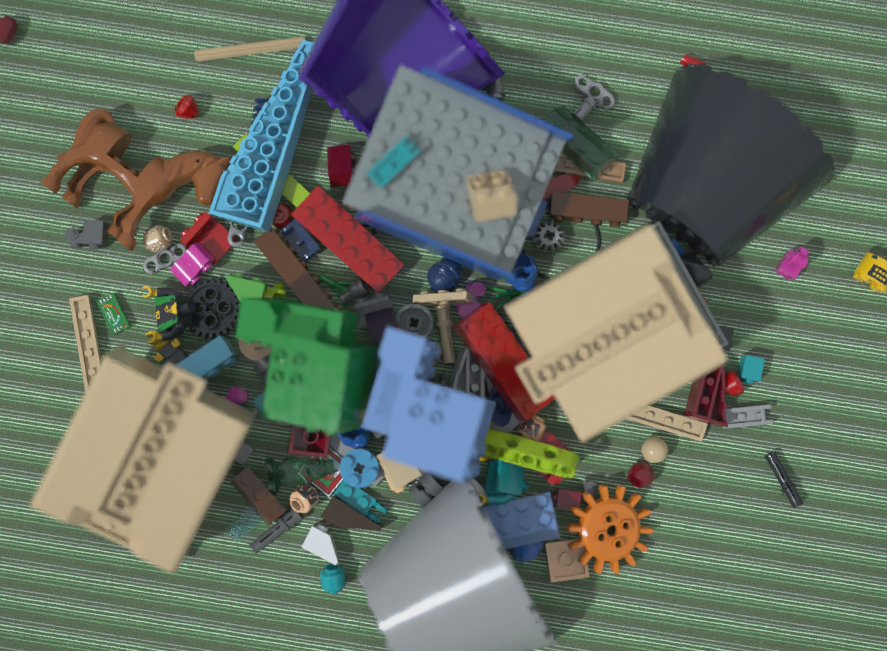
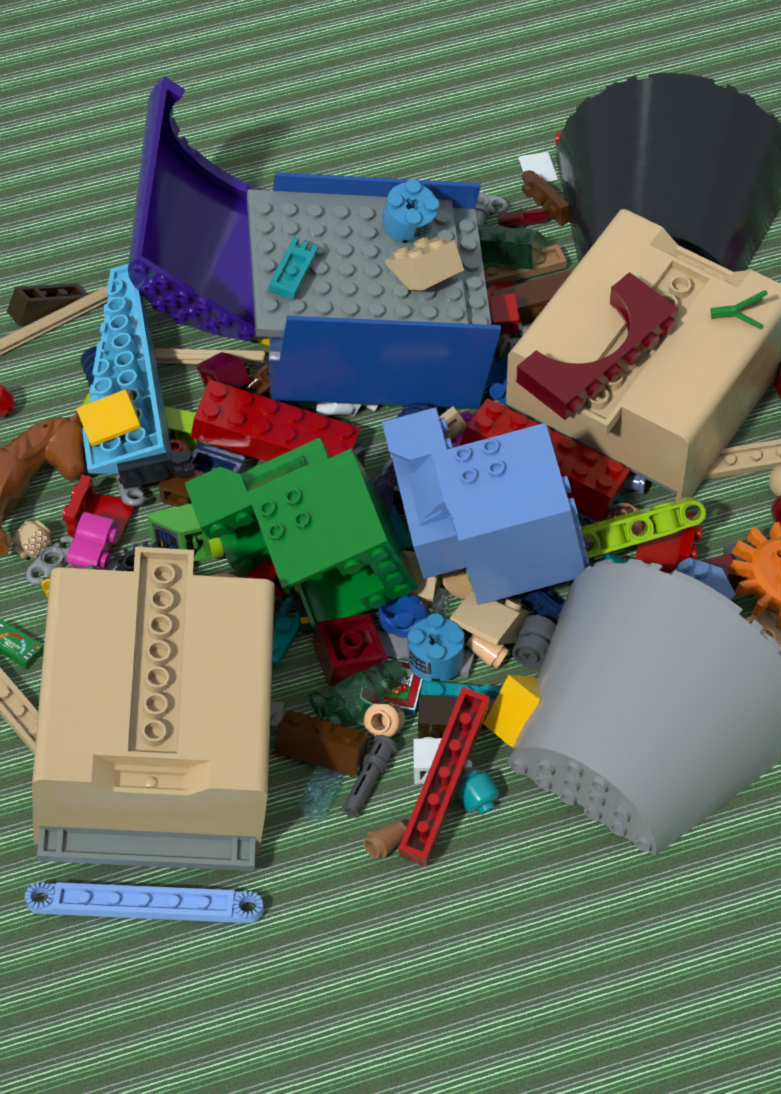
camera: 25 degrees left, 35 degrees down
(112, 553) = (144, 902): none -> light blue plate
(239, 178) = (109, 417): none -> yellow slope
(256, 30) = (35, 302): none -> dark brown slope
(256, 234) = (156, 468): none -> black hinge
(262, 580) = (384, 840): none -> medium nougat cone
(311, 571) = (444, 776): none -> red brick
(334, 132) = (195, 356): none -> tan axle
(380, 546) = (513, 707): none -> yellow slope
(513, 152) = (409, 211): none -> dark azure brick
(547, 221) = (504, 312): none -> red brick
(609, 339) = (570, 385): none -> dark red arch
(616, 122) = (522, 218): none -> dark red axle
(642, 111) = (545, 196): none -> reddish brown hinge
(655, 77) = (540, 164): none -> white sticker
(675, 361) = (732, 310): none -> green plant

